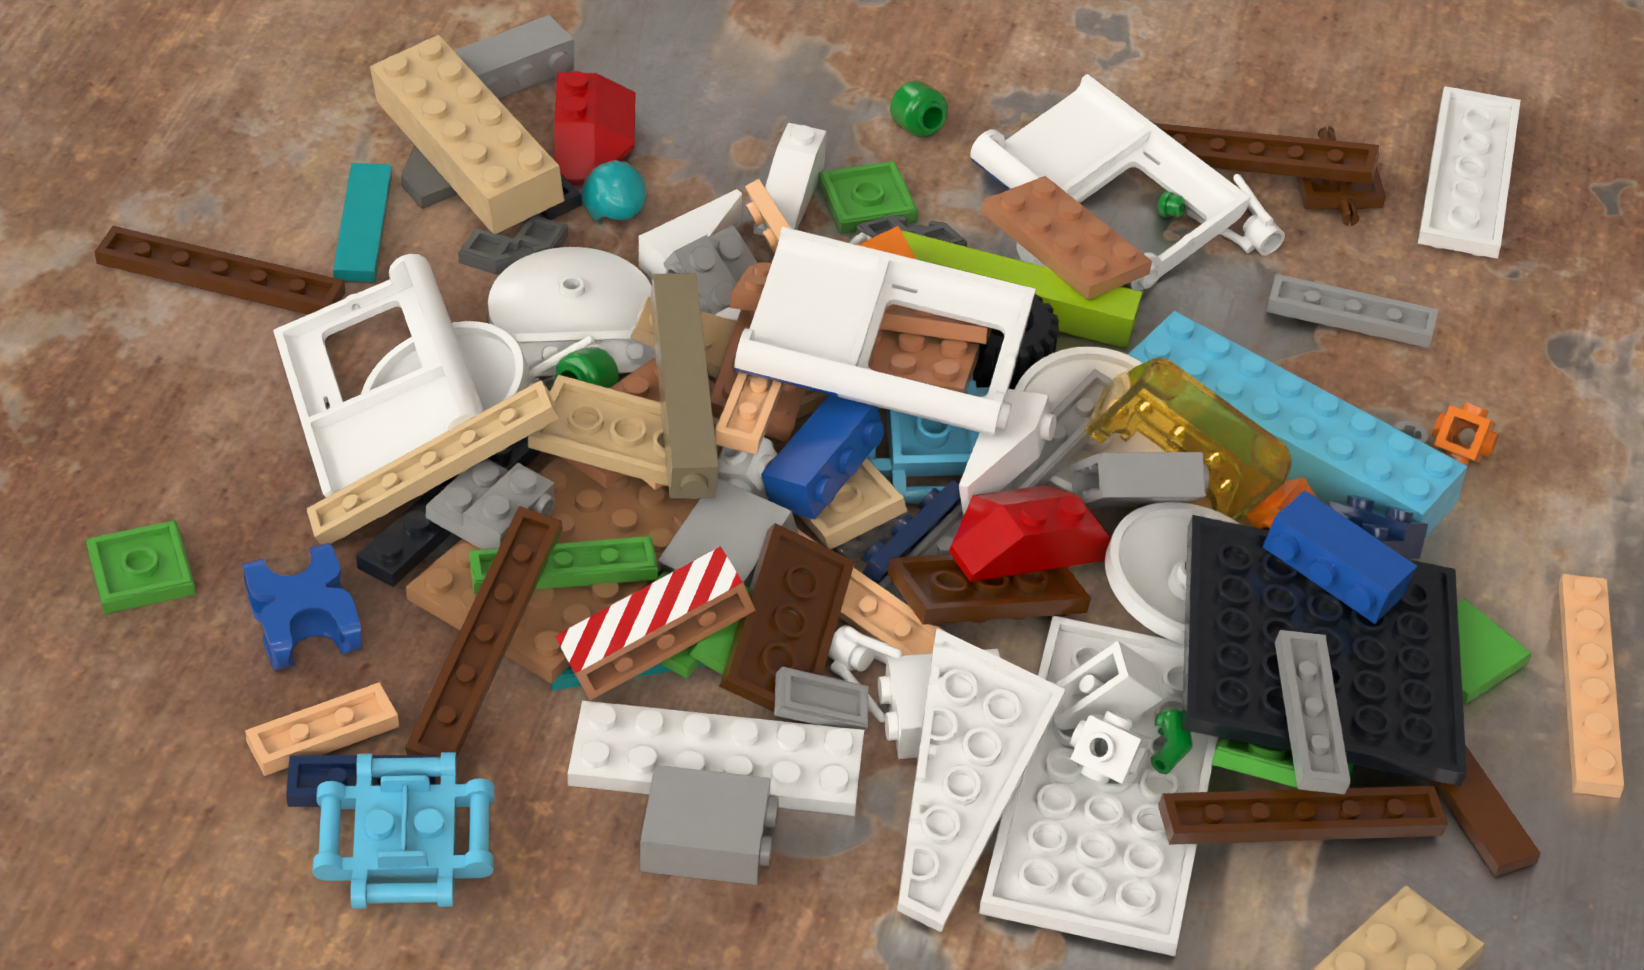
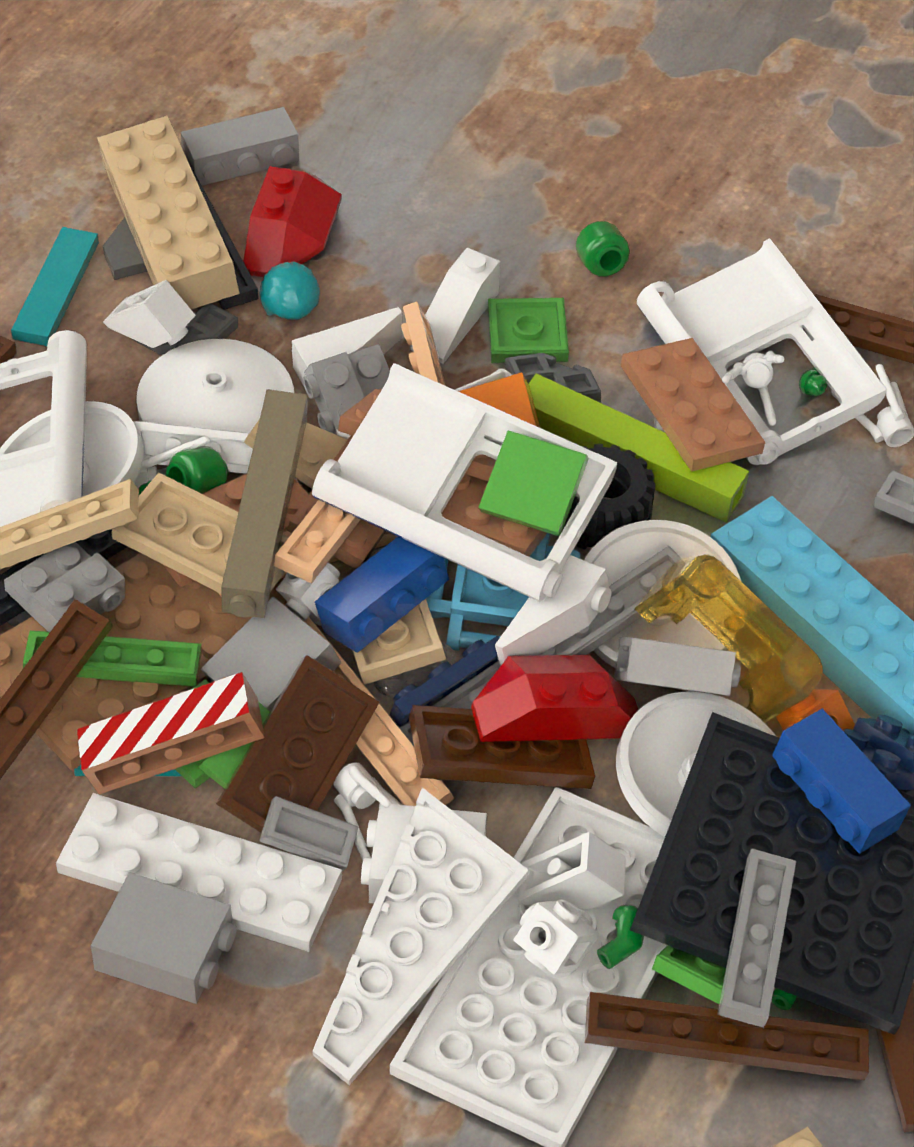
camera: 15 degrees right, 5 degrees up
(483, 232) = (152, 316): none -> white slope
(956, 322) = (533, 483): none -> bright green tile
(1115, 202) = (757, 373): none -> white plant

